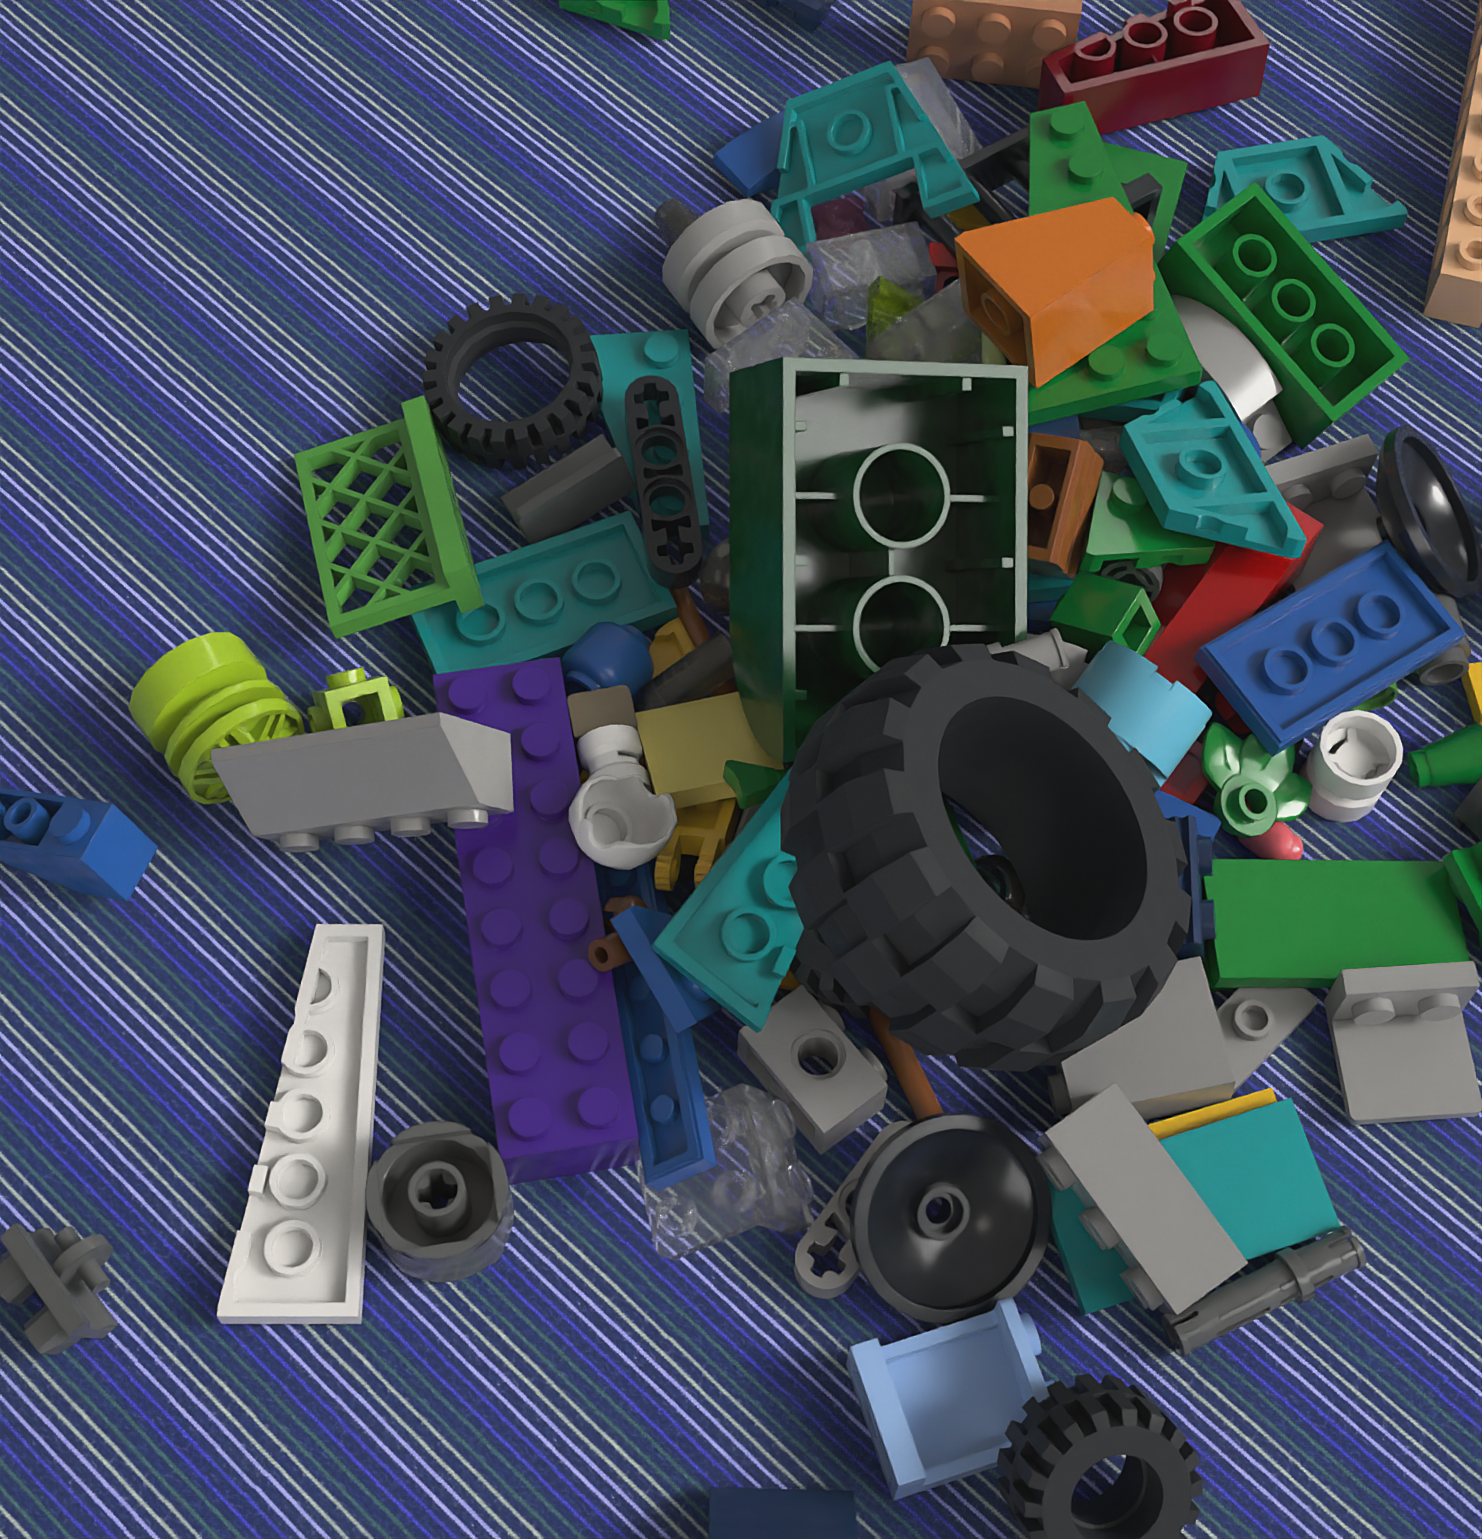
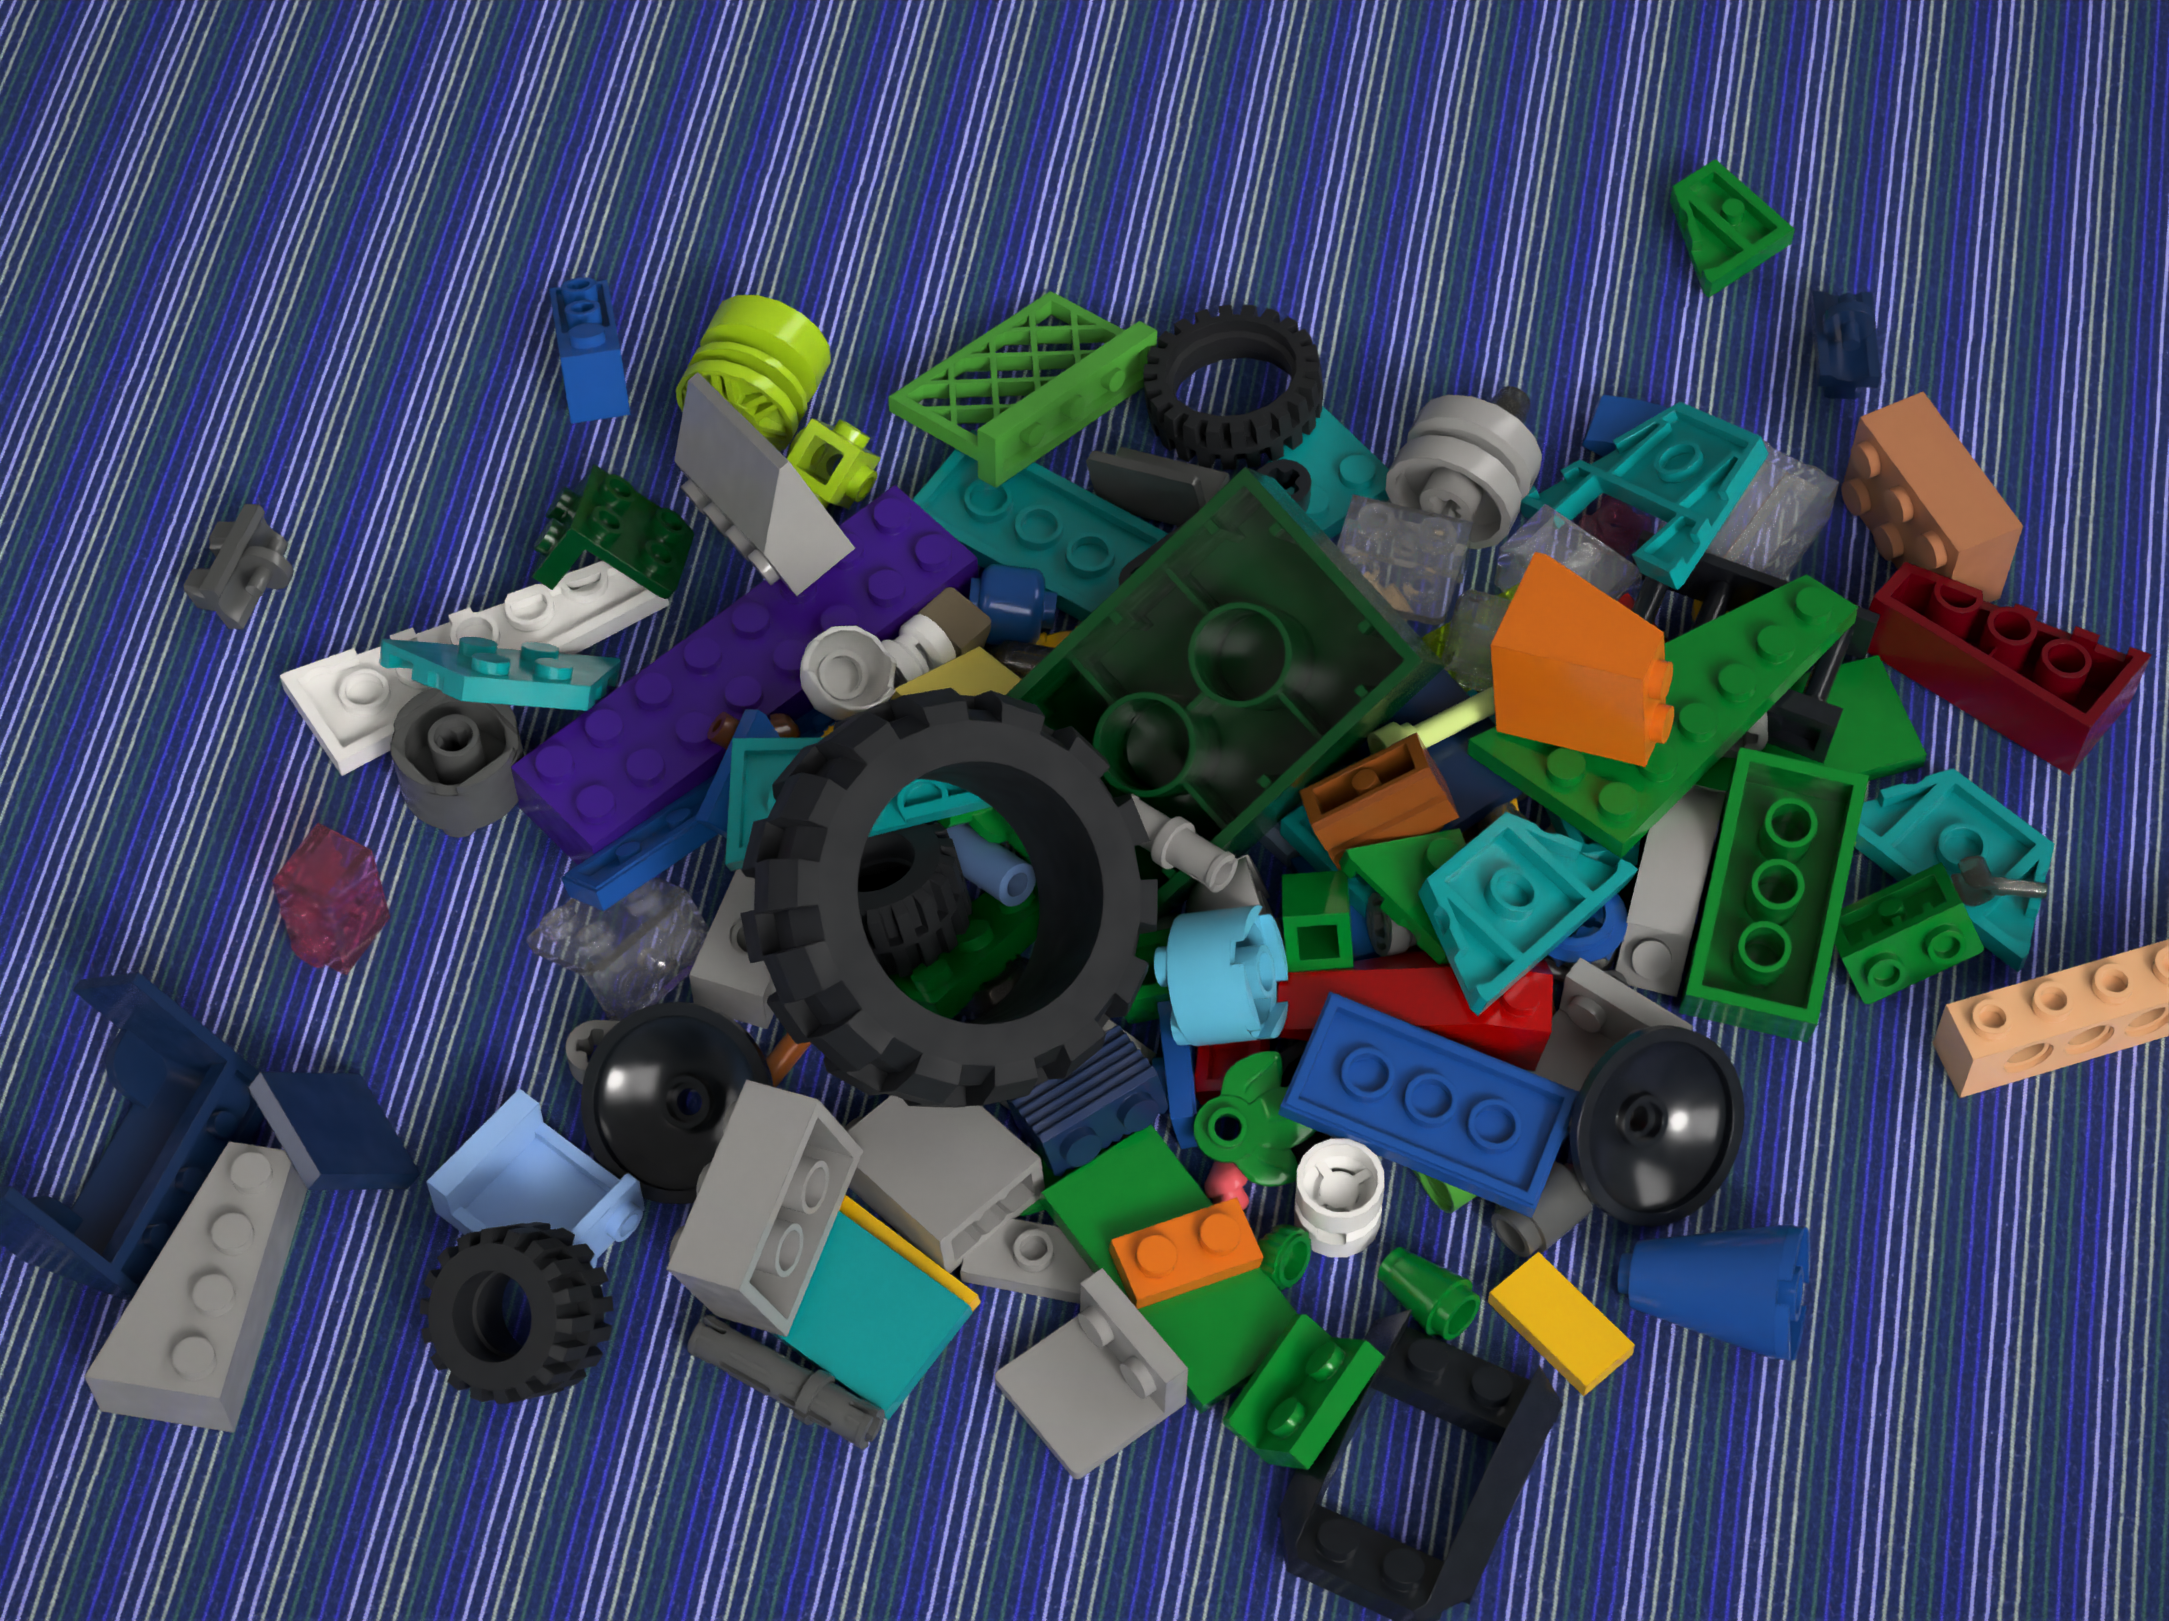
camera: 60 degrees right, 5 degrees down
(273, 933) = (616, 527): none -> dark green bracket
(400, 1106) = (505, 676): none -> teal wing
(529, 1405) = (331, 899): none -> clear pink brick
(1335, 194) = (1978, 886): none -> clear smoke hand
(1340, 904) = (1185, 1253): none -> orange plate
(1354, 244) = (1905, 934): none -> green bracket
(1364, 837) = (1285, 1254): none -> green piece

